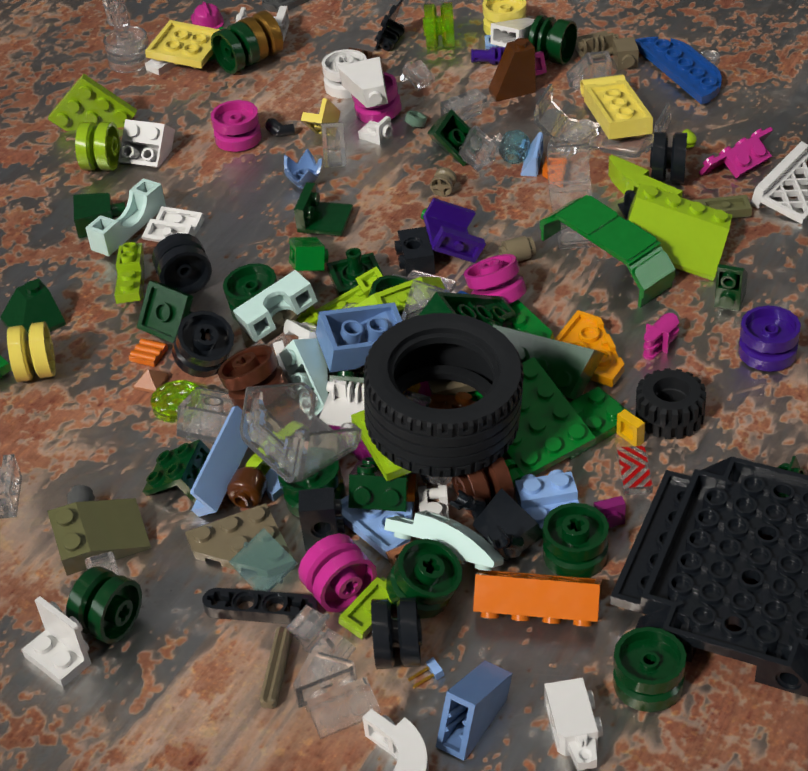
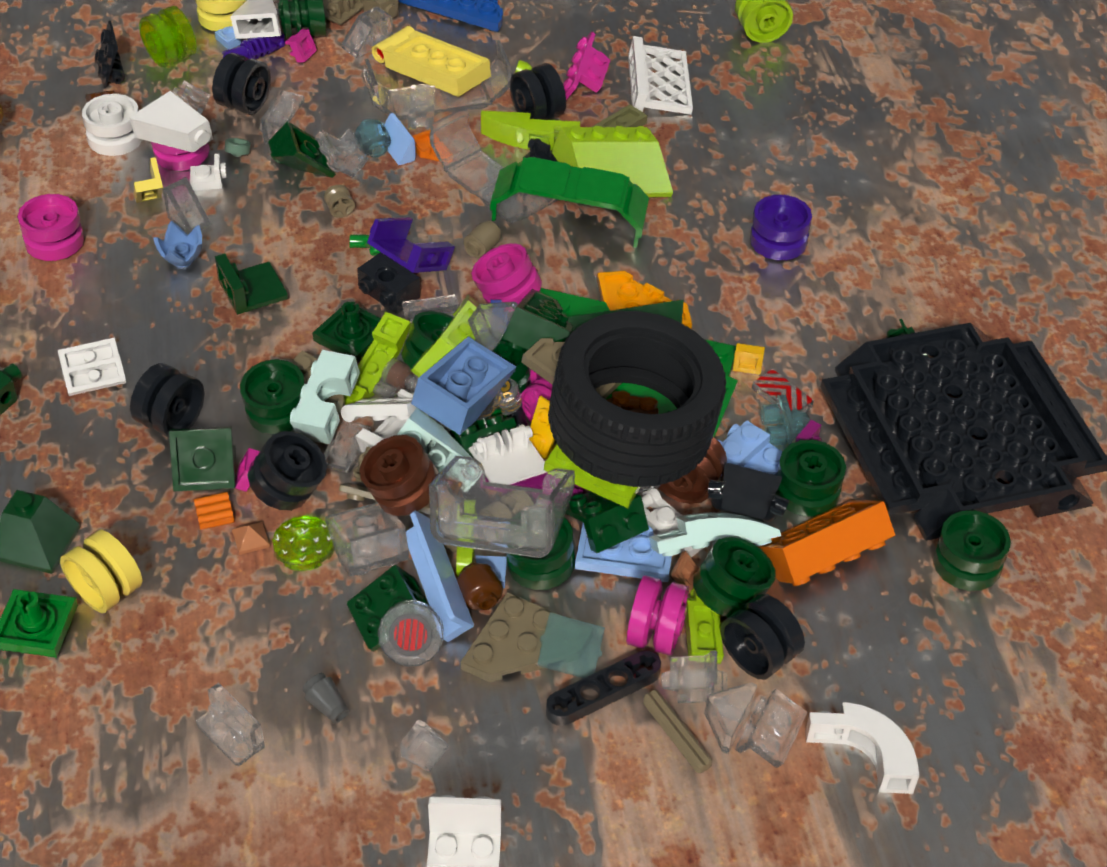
camera: 45 degrees left, 5 degrees up
(97, 528) = (380, 713): olive slope -> none
(105, 604) = (484, 770): dark green wheel -> none
(130, 273) = (104, 438): lime slope -> none
(143, 204) = (34, 398): light aqua arch -> none
(166, 491) = (411, 633): none -> tile
(278, 129) = (94, 213): black arm -> none
(307, 254) = (288, 331): green hinge -> none
(319, 515) = (587, 576): black brick -> none
(434, 668) = (807, 653): piece -> none
(454, 72) = (241, 83): none -> black wheel
(472, 708) = (878, 662): medium blue slope -> none
(515, 71) = (301, 58): reddish brown slope -> none
(573, 721) = (956, 627): white hinge -> none
(607, 486) = (788, 422): none -> clear light blue hips
(660, 335) = (688, 264): dark pink arm -> none
(671, 403) = (761, 319): black tyre -> none
(730, 287) = (704, 195): dark green slope -> none

